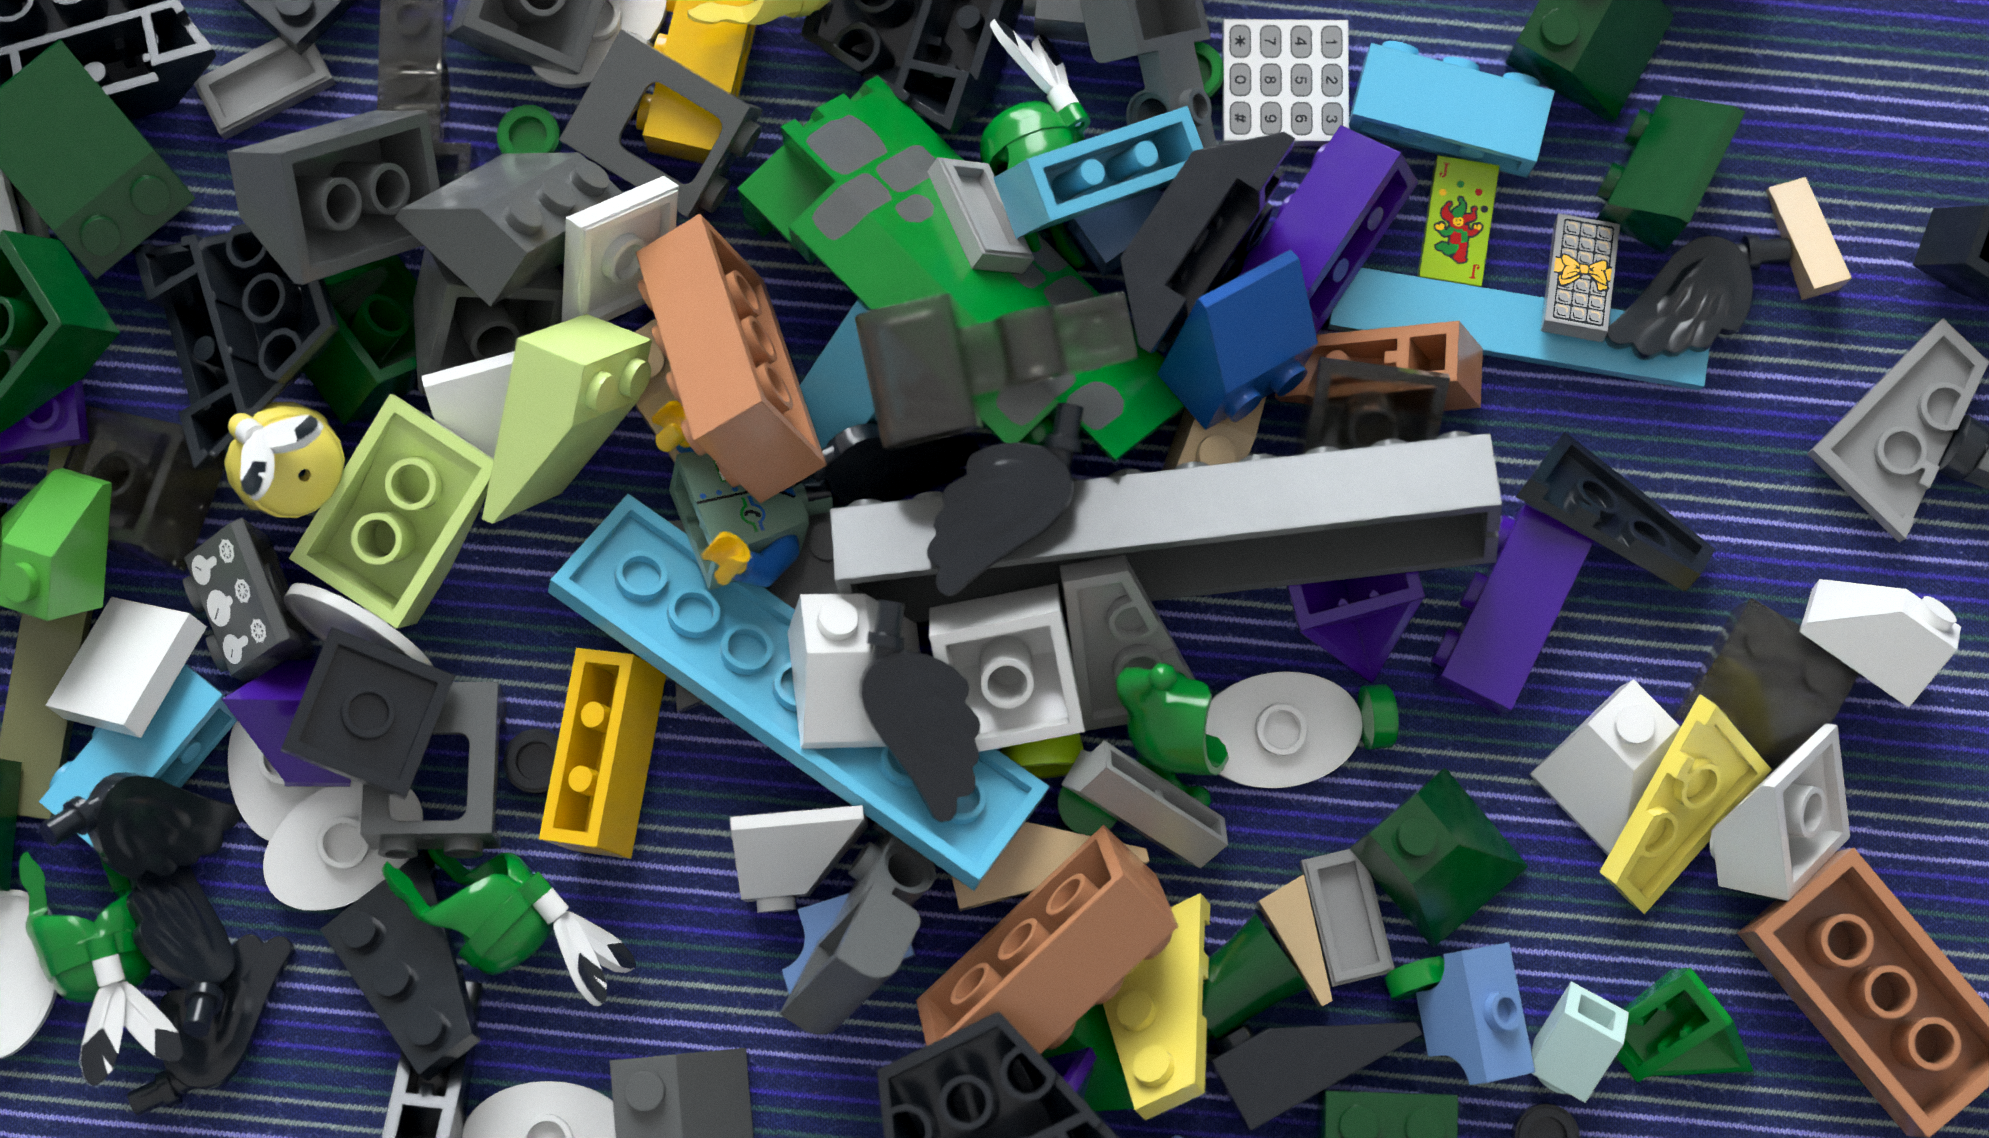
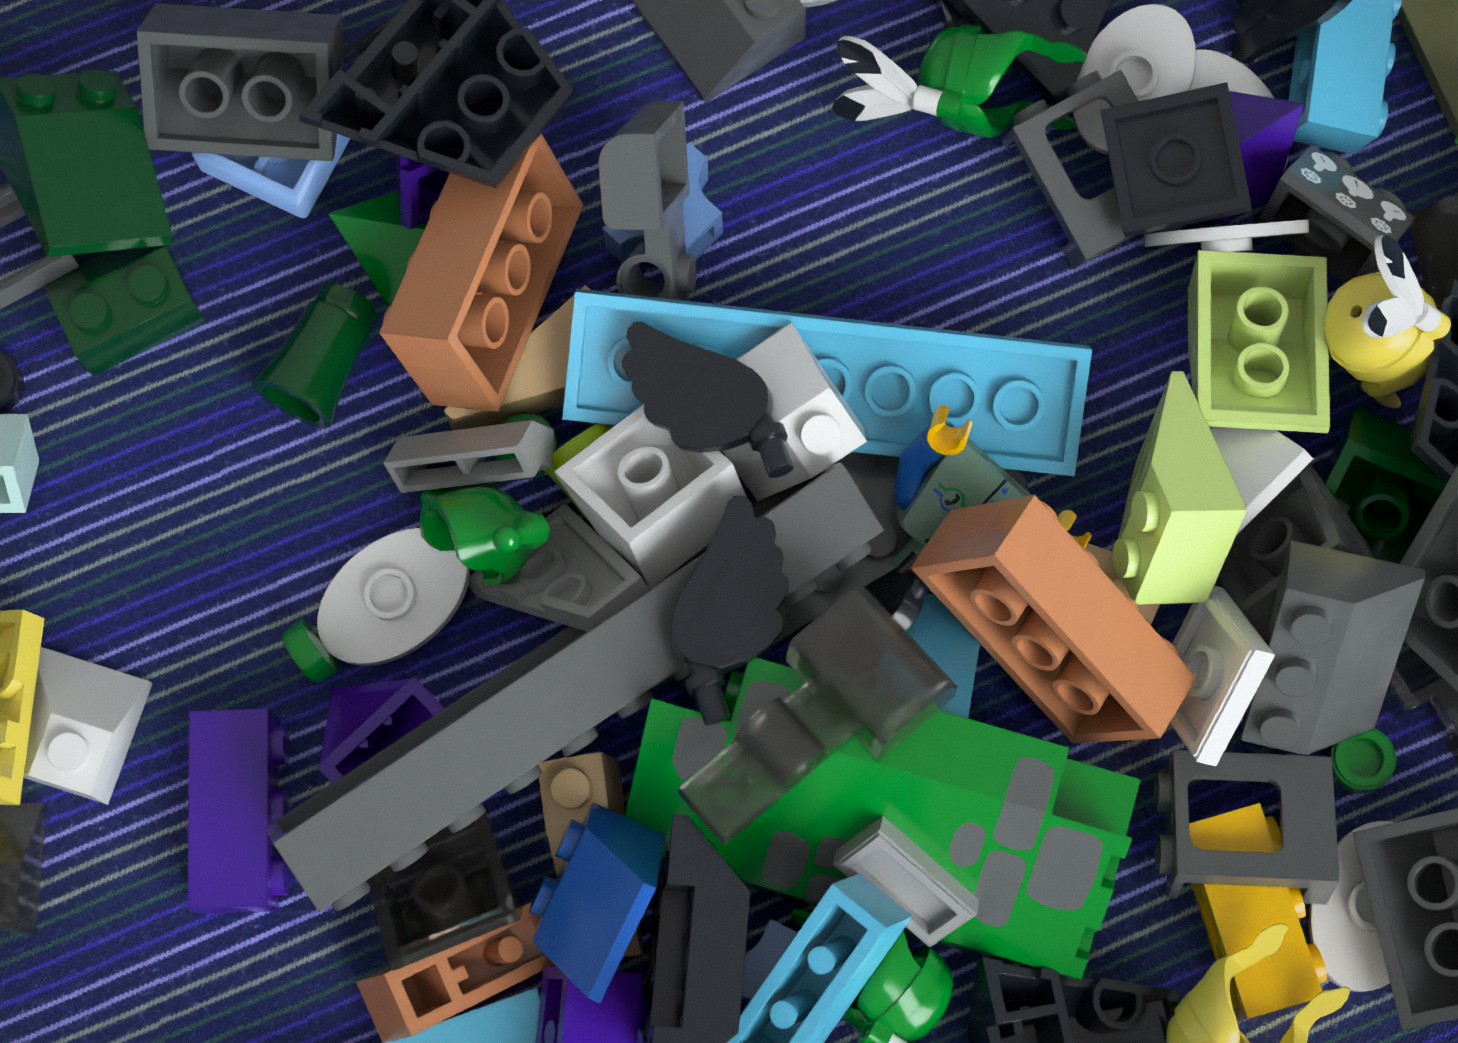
camera: 155 degrees right, 5 degrees down
(126, 666) = (1402, 105): white tile -> none
(530, 760) = (1016, 230): black tile -> none
(603, 753) = (961, 246): yellow brick -> none
(791, 852) = (761, 255): white slope -> none
(1161, 1020) = (360, 277): light yellow wing -> none
(1288, 1065) = (232, 323): black slope -> none
(1293, 923) = (299, 441): tan piece -> none
(1347, 917) = (252, 472): light grey tile -> none
(1414, 977) = (161, 448): green tile -> none
(1438, 857) = (196, 563): dark green slope -> none
(1478, 1015) = (90, 434): medium blue brick -> none
(1610, 510) = (185, 948): black wing -> none

